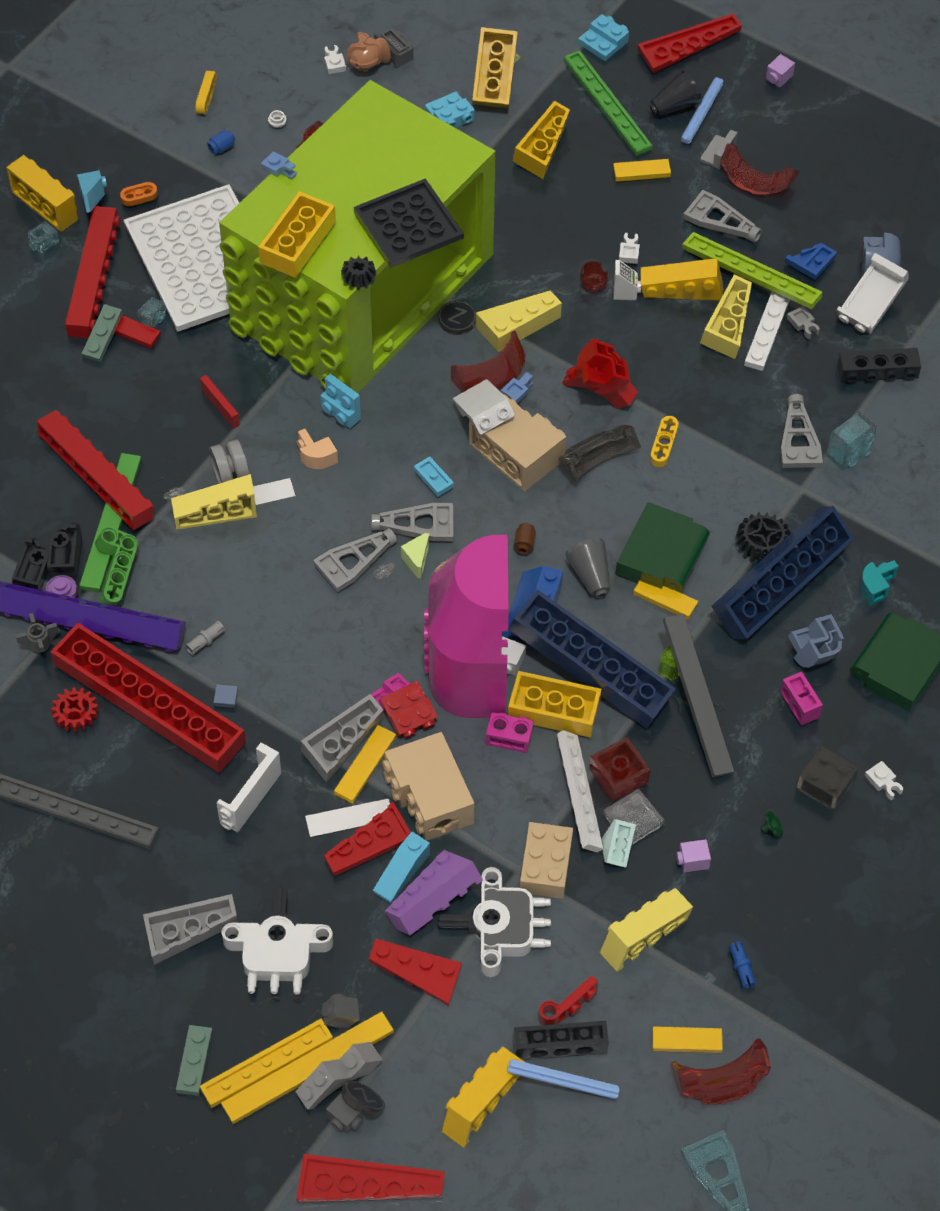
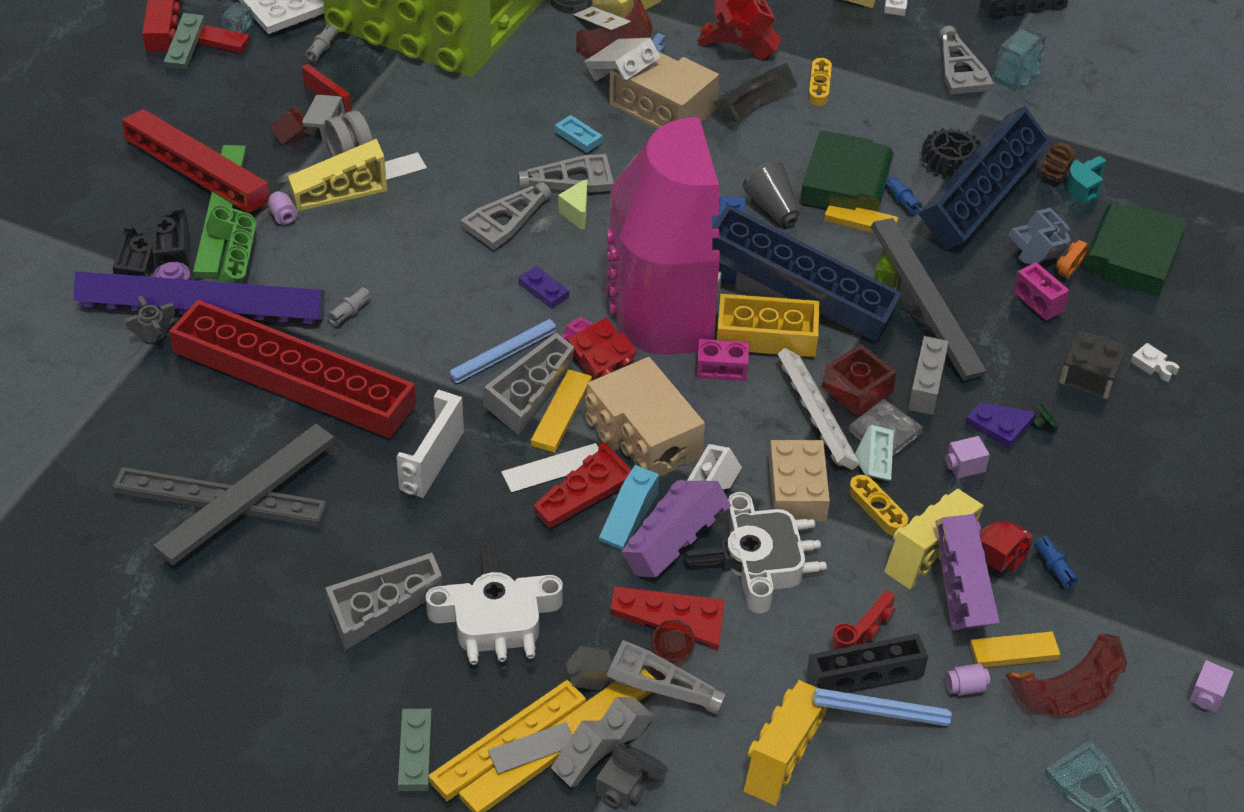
camera: 10 degrees left, 10 degrees down
(74, 710) = (205, 391): red gear -> none
(93, 813) = (243, 494): none -> dark grey tile
(163, 527) = (282, 208): none -> lavender brick
(181, 439) = (288, 125): none -> clear red panel
(213, 430) = (323, 108): none -> light grey panel
(223, 347) = (321, 42): none -> light grey pin
(225, 696) = (384, 360): sand blue tile -> none
(282, 1073) = (530, 747): none -> light grey sticker
(317, 454) = (443, 125): light nougat brick -> none
(326, 698) = (502, 351): none -> light blue axle
(341, 402) = (463, 72): medium azure plate -> none
(367, 1021) = (627, 671): none -> light grey plate
(373, 637) = (543, 287): none -> dark purple plate
(411, 996) = (673, 641): none -> clear red hair
(477, 843) = (718, 465): none -> white slope
(478, 350) = (601, 18): none -> white sticker
(608, 900) = (876, 494): none -> yellow beam
(640, 1062) = (967, 679): none -> lavender brick
(657, 972) = (965, 573): none -> medium lavender wedge
(681, 771) = (928, 375): none -> light grey brick
(695, 947) = (1005, 545): none -> red brick
(708, 578) = (903, 195): none -> blue pin
(733, 823) = (1000, 422): none -> dark purple wing
(836, 1096) = (1211, 686): none -> lavender brick
(844, 662) = (1074, 257): none -> orange plate
(855, 561) = (1058, 162): none -> reddish brown gear

